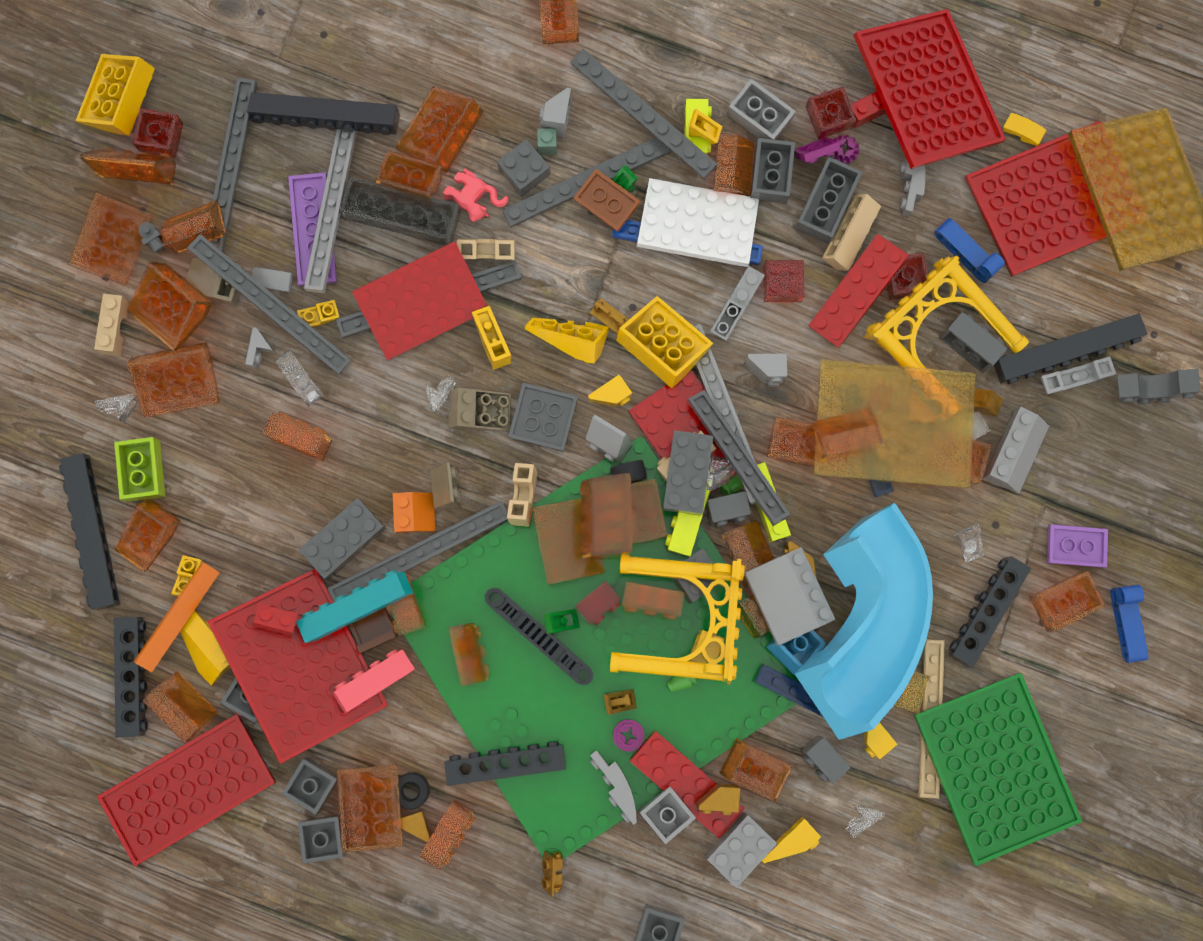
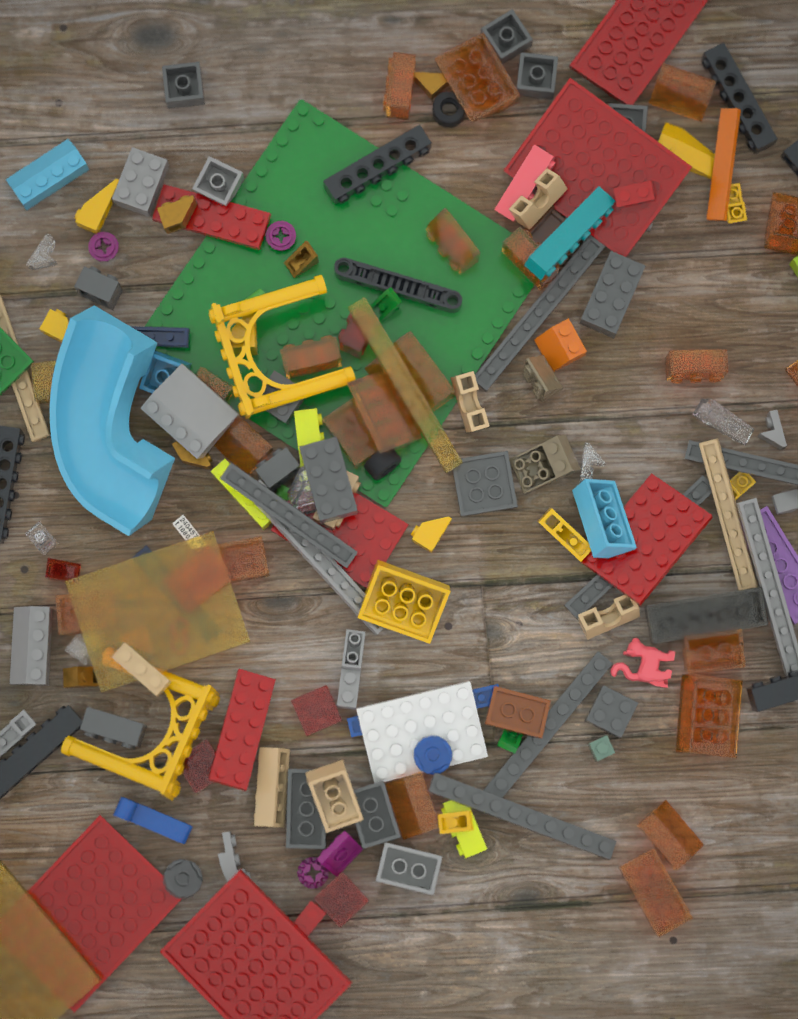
camera: 160 degrees right, 0 degrees up
(336, 291) = (728, 514): none -> tan tile
(353, 662) = (549, 190): none -> tan arch
(450, 334) = (603, 518): none -> medium azure slope
(521, 45) = (670, 835): none -> clear orange slope
(551, 880) = (293, 87): pearl gold hinge -> none
(557, 112) = (603, 776): light grey slope -> none
(577, 534) = (405, 385): none -> clear yellow plate
(578, 341) = (487, 569): yellow wedge -> none
(608, 315) = (465, 606): pearl gold hinge -> none
(608, 440) = (414, 485): light grey slope -> none
(621, 793) = (266, 182): light grey slope -> none
(698, 197) = (432, 754): none -> blue tile
(755, 770) = (156, 254): clear orange slope -> none
(768, 368) = (296, 617): light grey slope -> none
(802, 194) = (334, 796): none -> tan slope
(807, 809) = (95, 243): none -> magenta gear
(828, 900) = (47, 174): none -> medium azure slope
(831, 493) = (185, 528): none -> white sticker
(932, 373) = (141, 669): none -> tan brick
(961, 190) = (182, 878): none -> dark grey tile
(963, 506) = (61, 570): none -> clear red slope
(1028, 130) = (145, 971): yellow slope -> none

